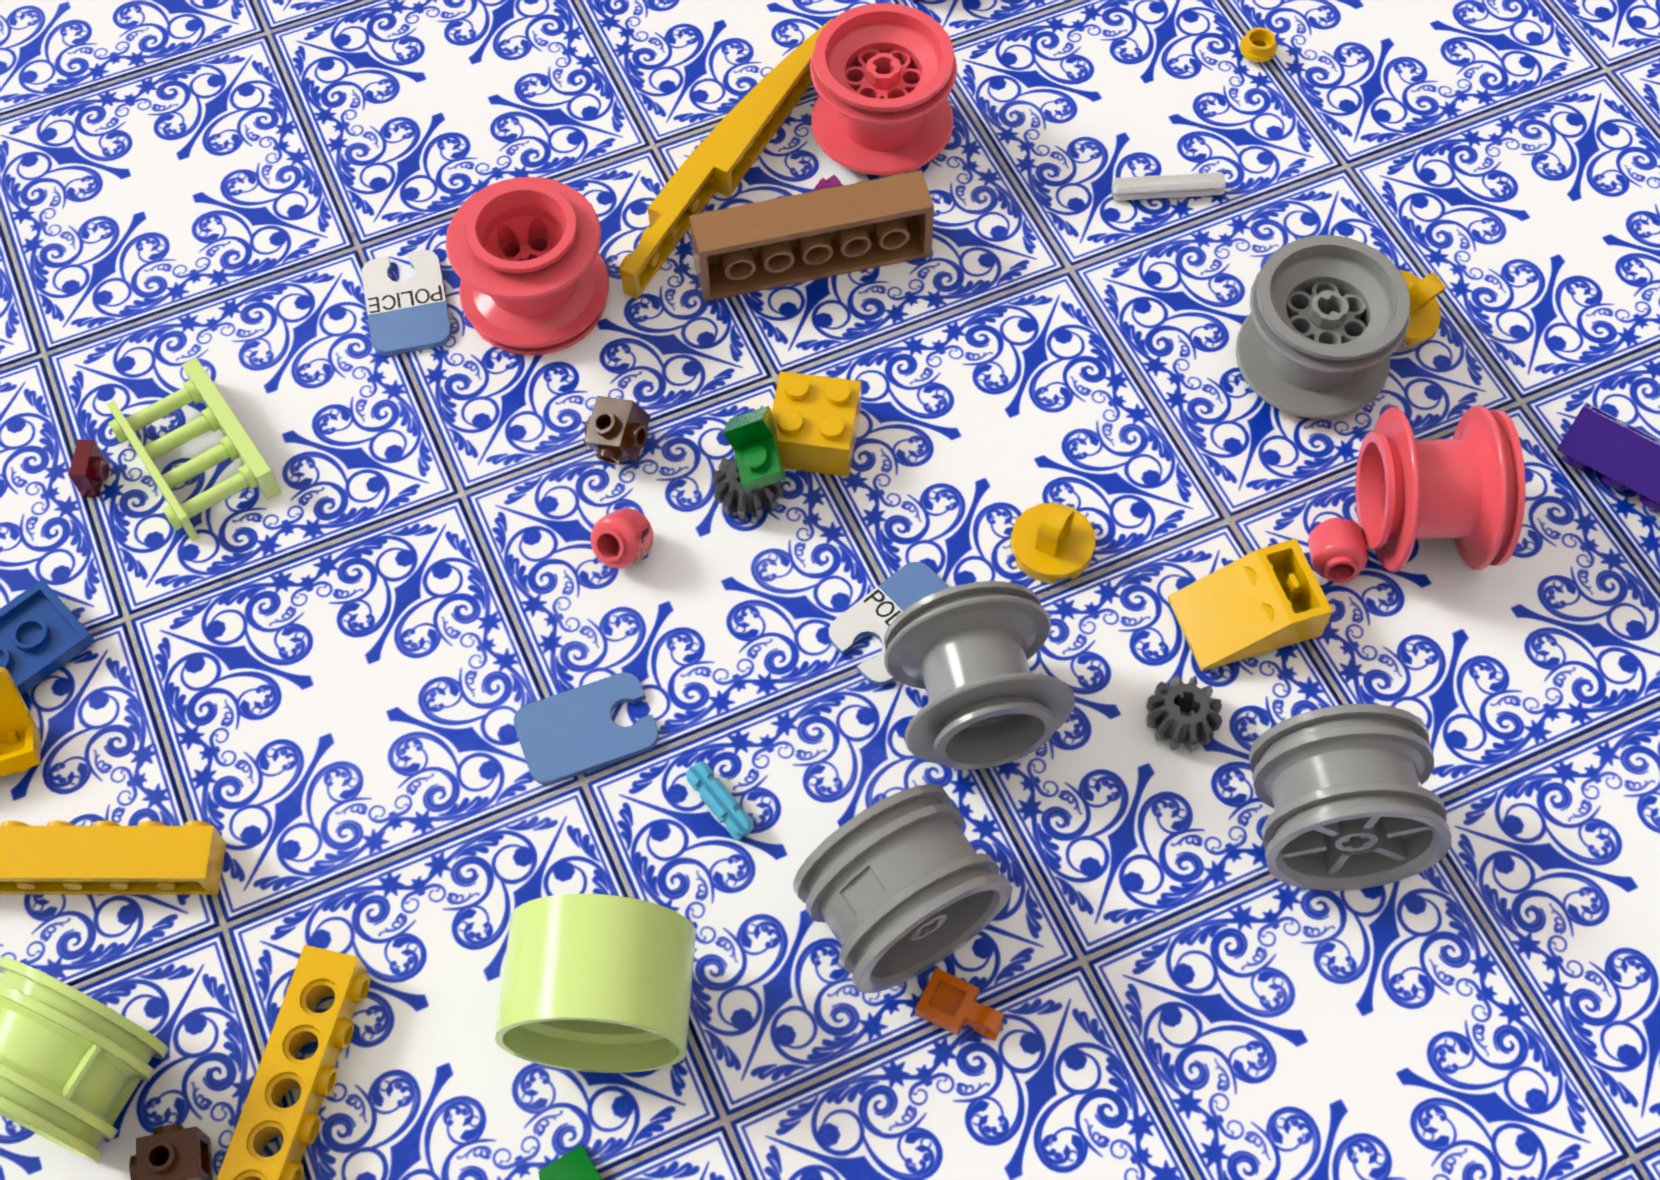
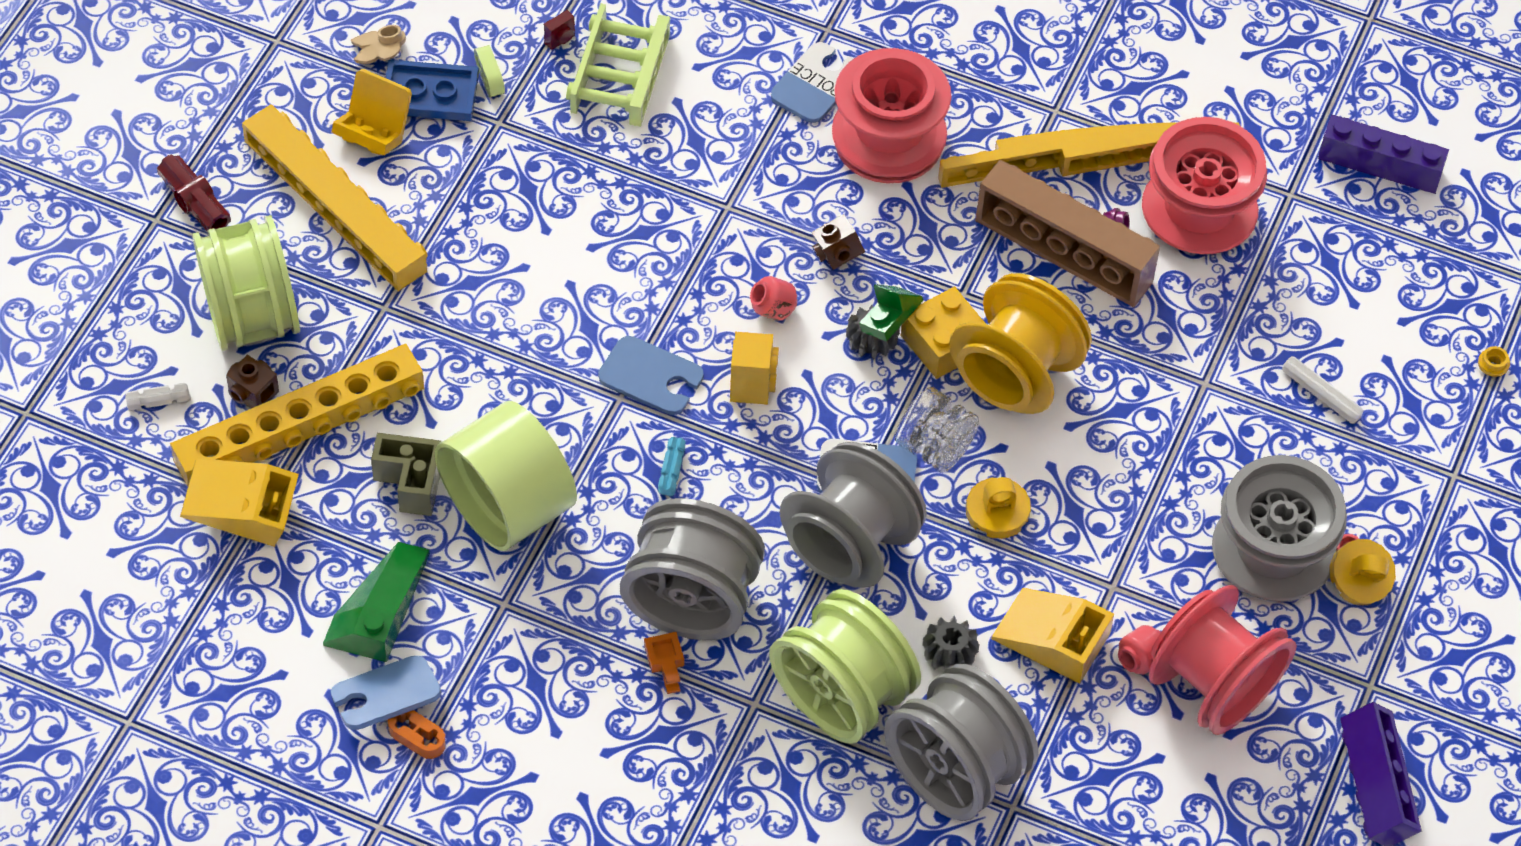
camera: 45 degrees right, 5 degrees down
(58, 573) = (489, 71): none -> yellowish green beam
(465, 1069) = (412, 466): none -> olive brick
(684, 623) = (753, 368): none -> yellow brick
(912, 353) = (1028, 333): none -> yellow wheel
(929, 519) = (936, 429): none -> clear wheel
(1157, 833) = (845, 665): none -> yellowish green wheel

